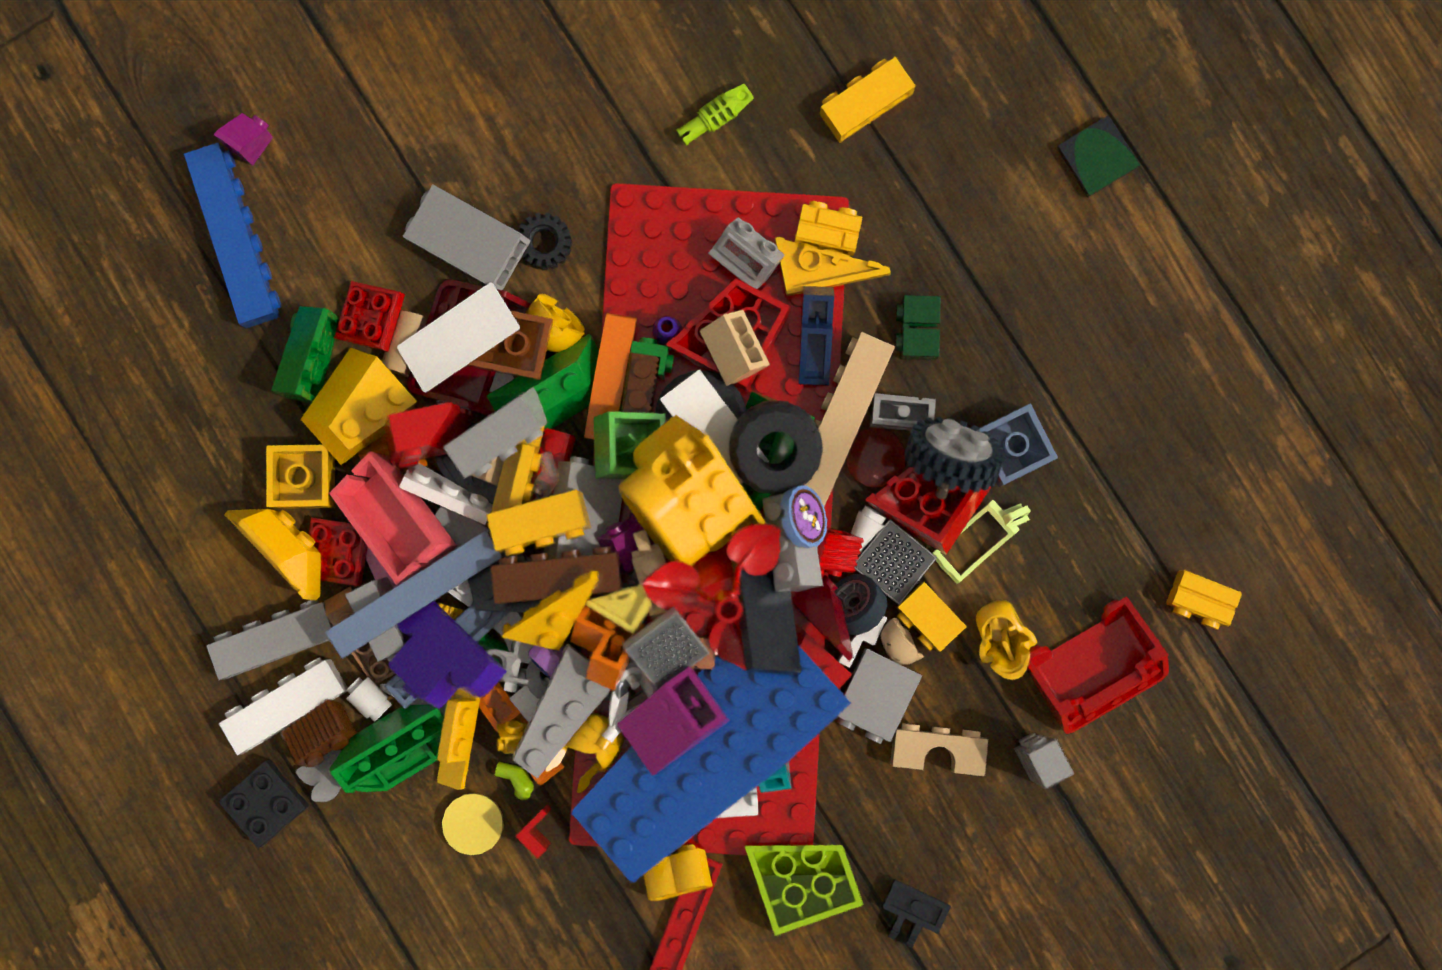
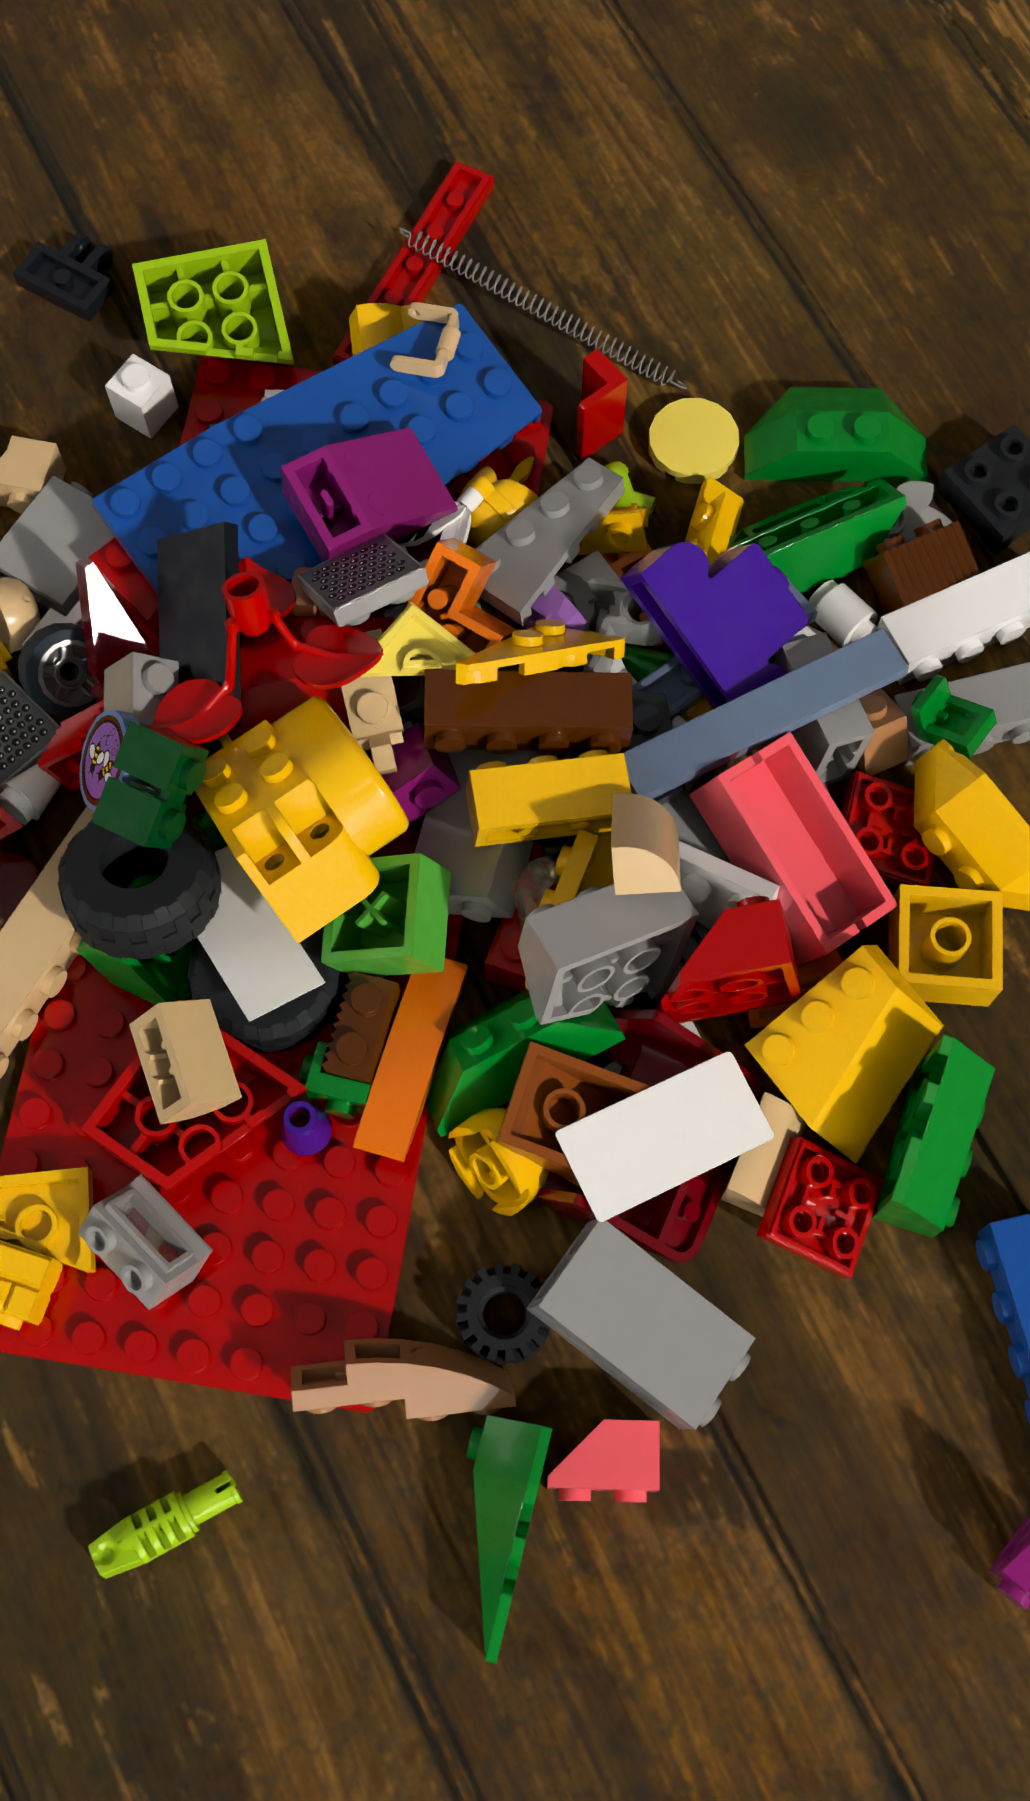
camera: 170 degrees left, 15 degrees down
(298, 615) = (950, 718): none -> green bracket
(378, 834) = (835, 439): none -> green wedge
(477, 484) = (643, 846): none -> tan brick
(479, 169) = (614, 1458): none -> coral slope
(531, 148) = (506, 1483): none -> green wedge
(583, 914) = (537, 310): none -> light grey piece
(602, 200) = (423, 1374): none -> medium nougat slope
(636, 840) = (446, 346): none -> tan piece
(768, 493) = (139, 811): none -> dark green piece
(816, 335) = (49, 1096): dark blue slope -> none
(845, 815) = (142, 396): none -> white brick

